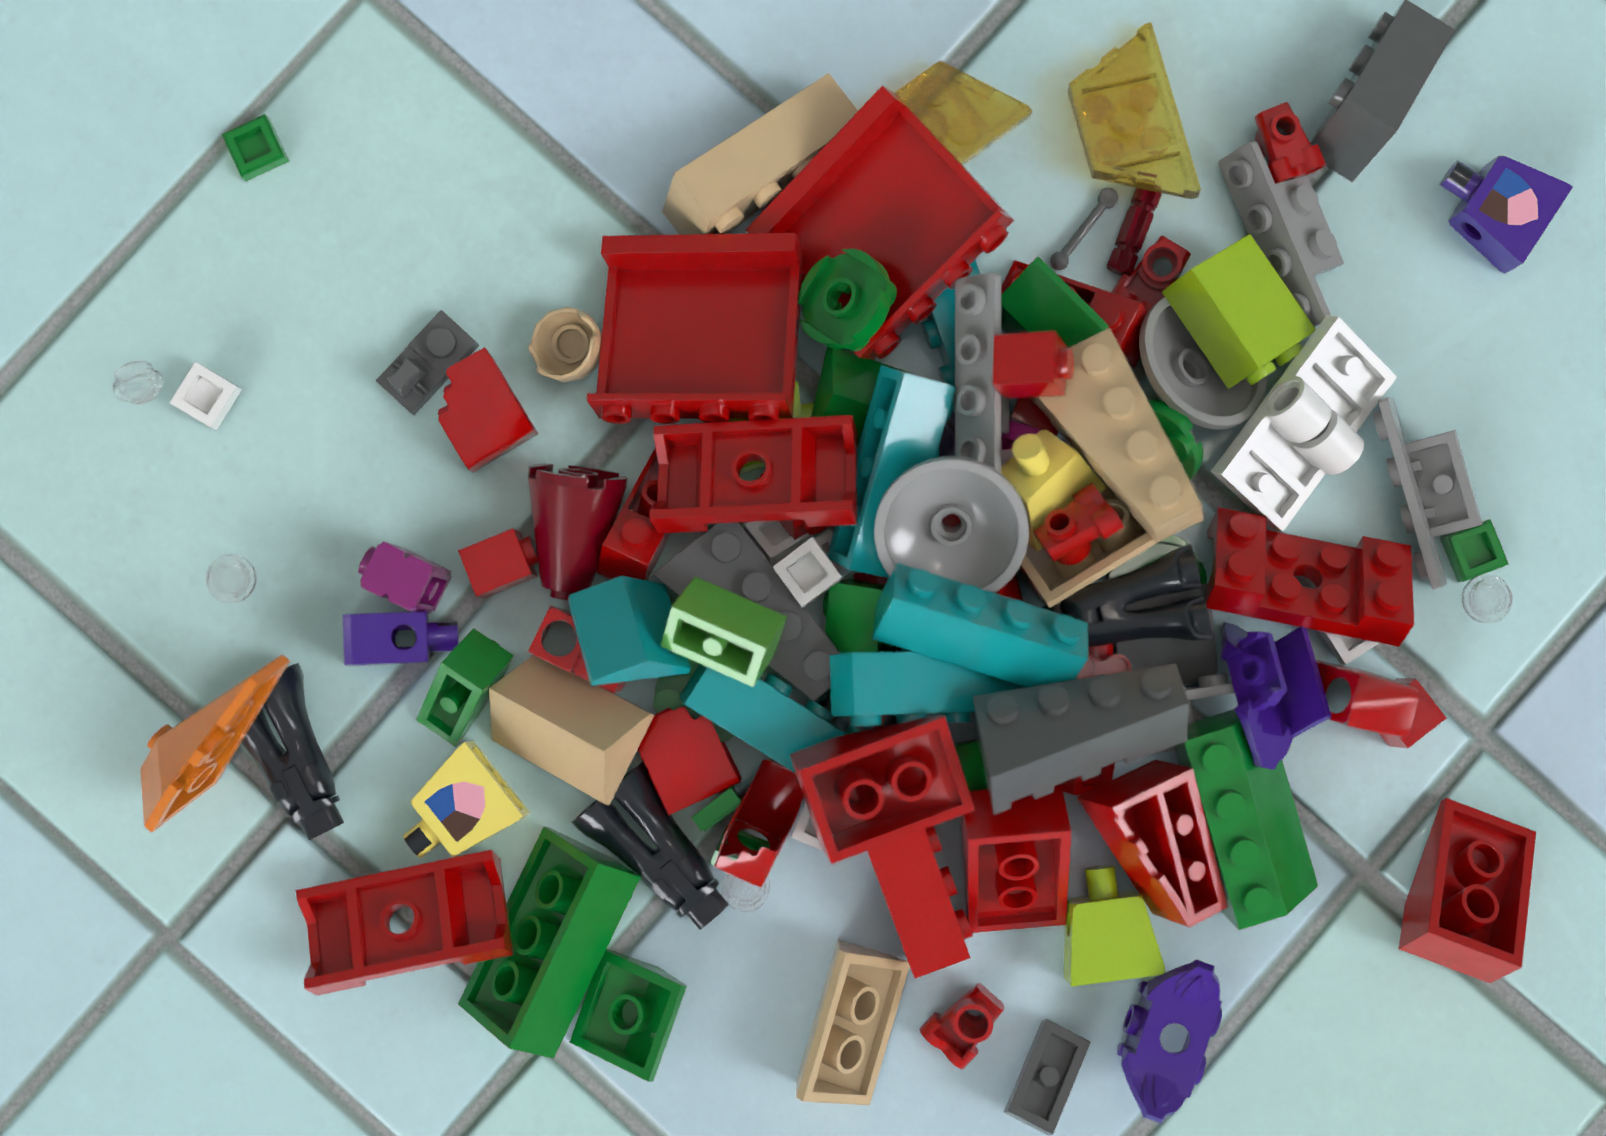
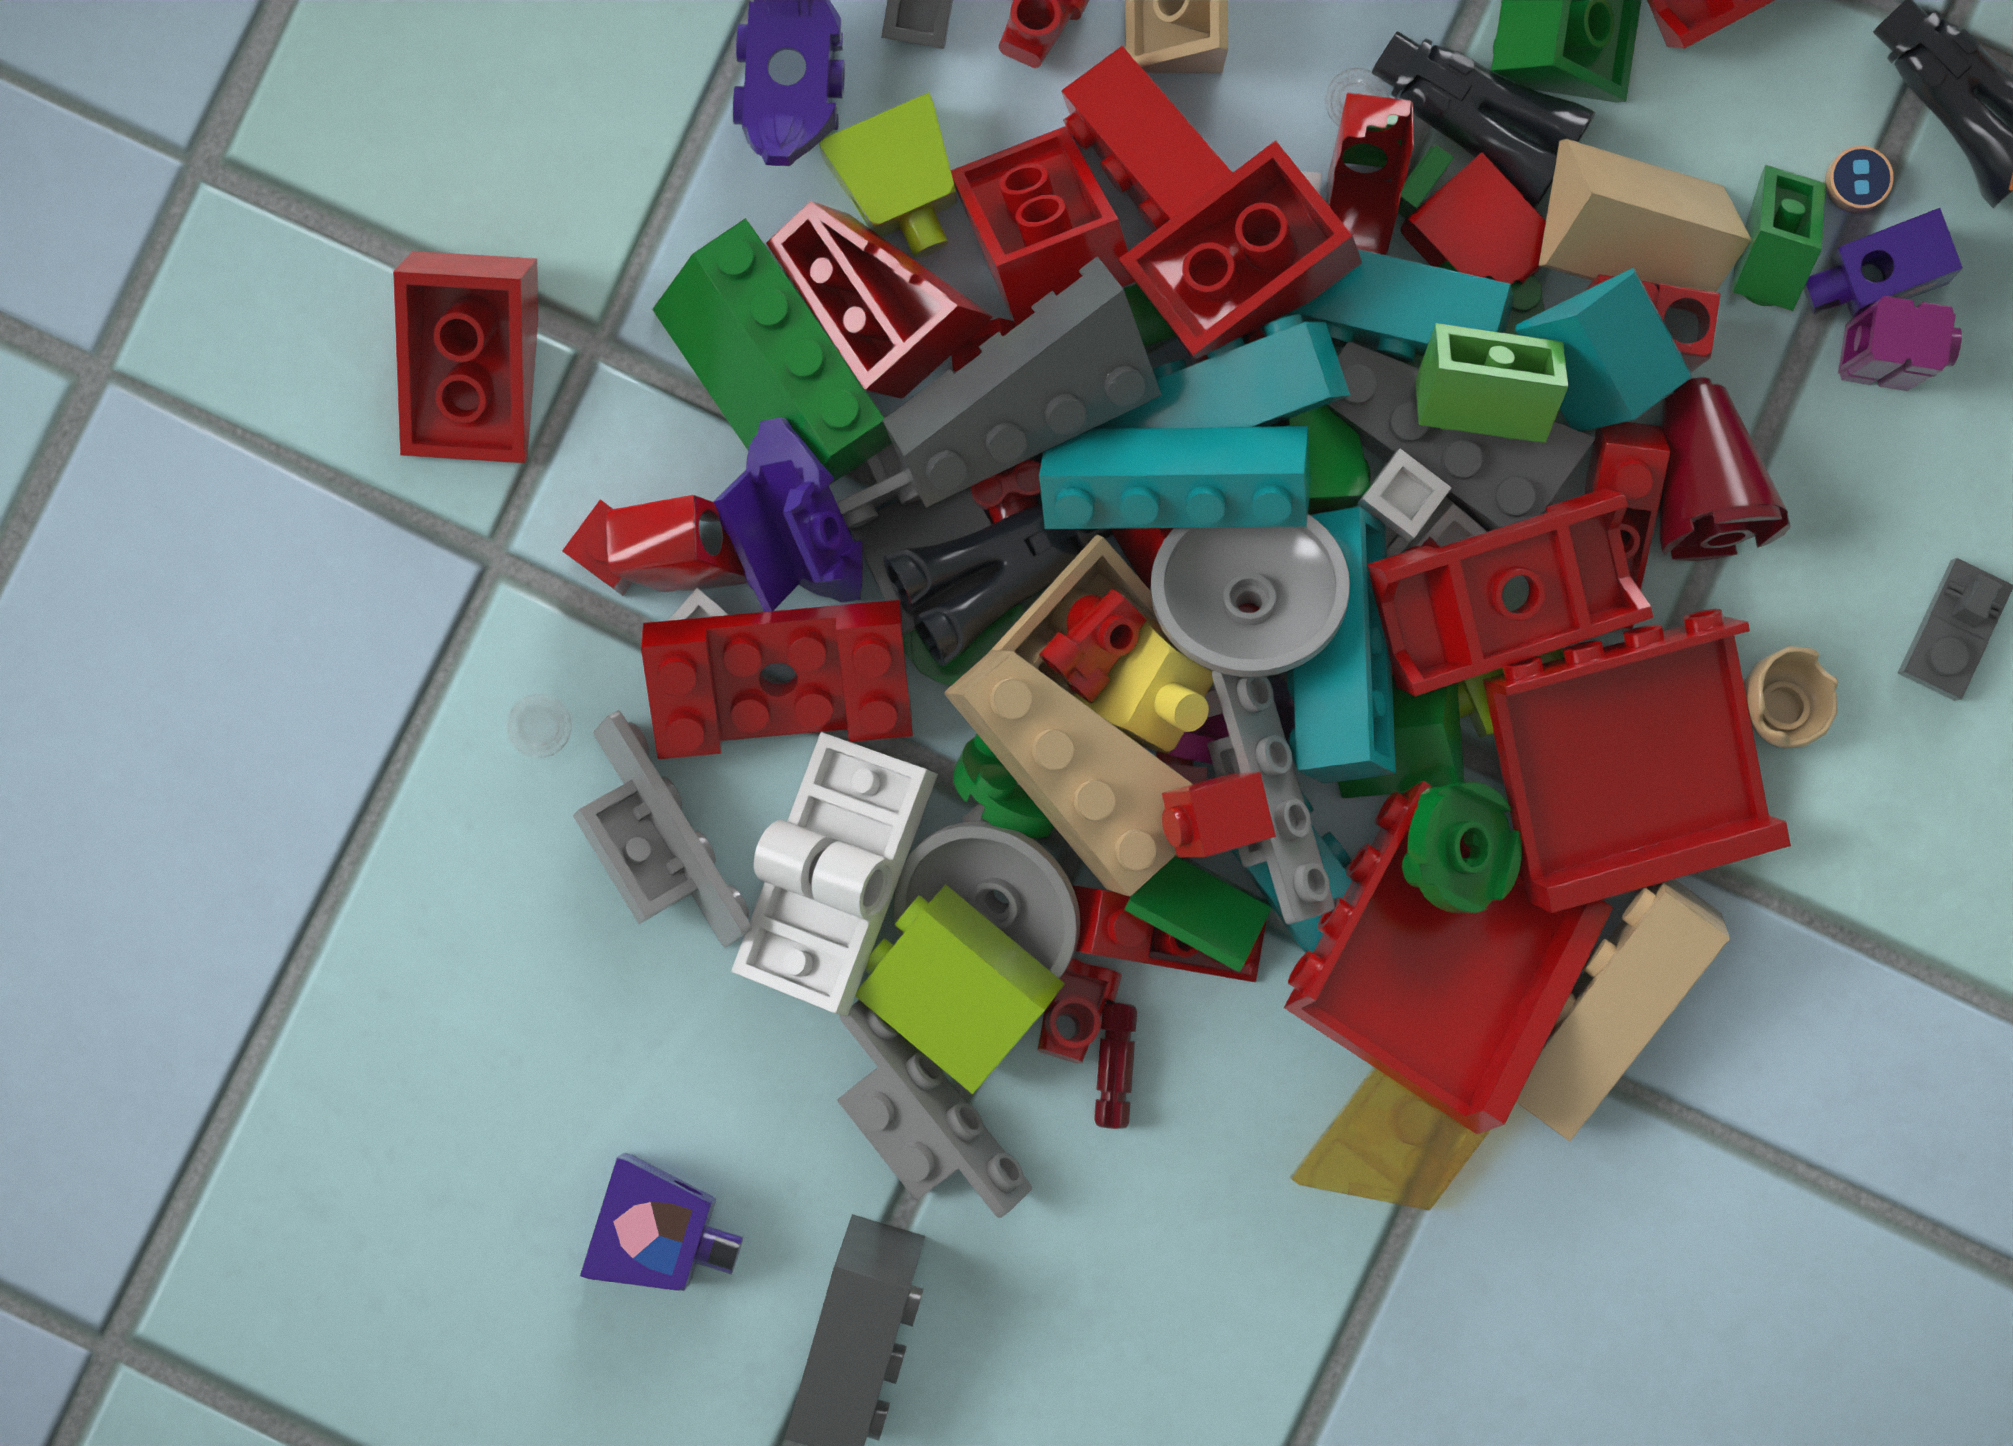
camera: 165 degrees right, 0 degrees up
(390, 714) = (1859, 179): none -> tile
(463, 804) = (1734, 96): light yellow torso -> none
(482, 412) = (1867, 583): red piece -> none
(500, 562) = (1787, 402): red brick -> none
(1107, 199) = (1159, 1096): dark grey hinge -> none
(1133, 121) = (1161, 1204): clear yellow wing -> none
(1290, 154) = (946, 1215): red plate -> none
(1474, 551) = (569, 781): green tile -> none

